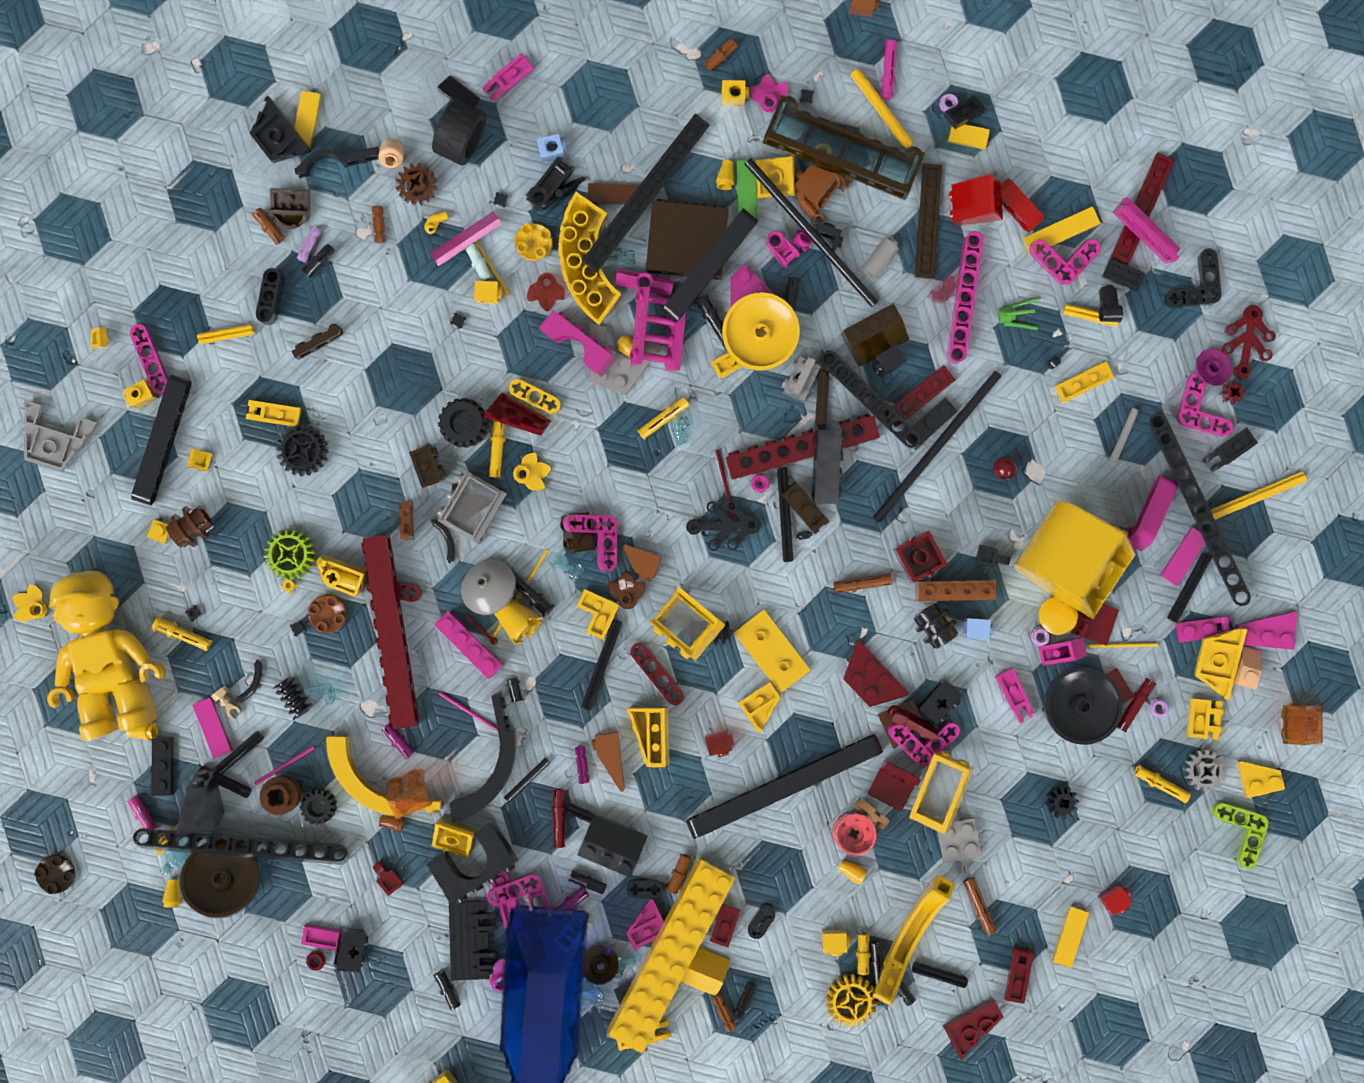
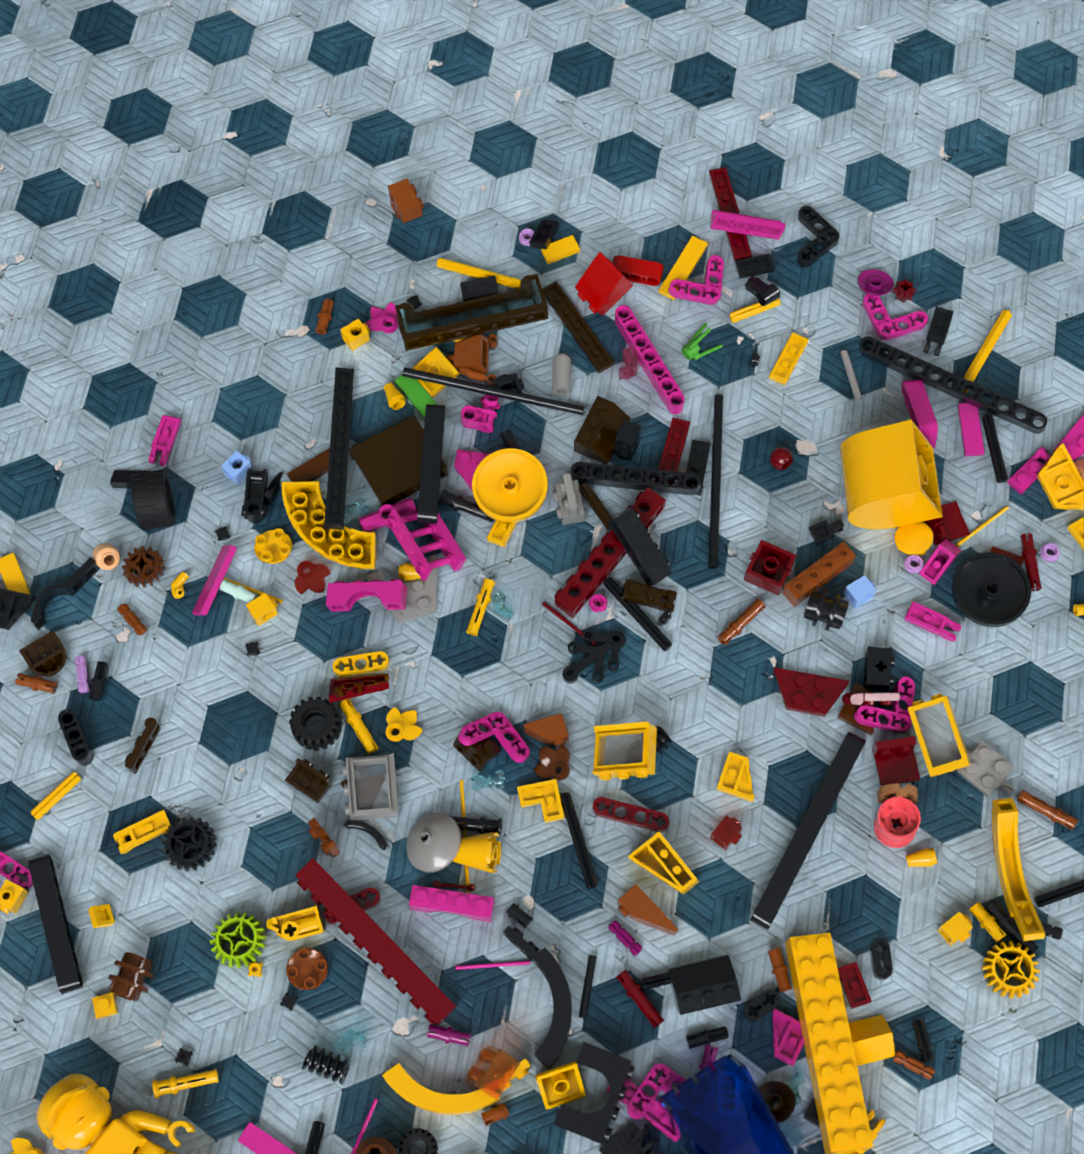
camera: 35 degrees left, 20 degrees down
(220, 695) = (257, 1113): tan piece -> none
(254, 685) = (283, 1081): black piece -> none
(772, 651) = (711, 727): yellow plate -> none
(870, 124) = (479, 288): none -> black plate
(888, 78) = (468, 249): dark pink pin -> none
(1069, 803) = (1046, 675): black gear -> none
(1249, 339) = (884, 248): dark red plant -> none

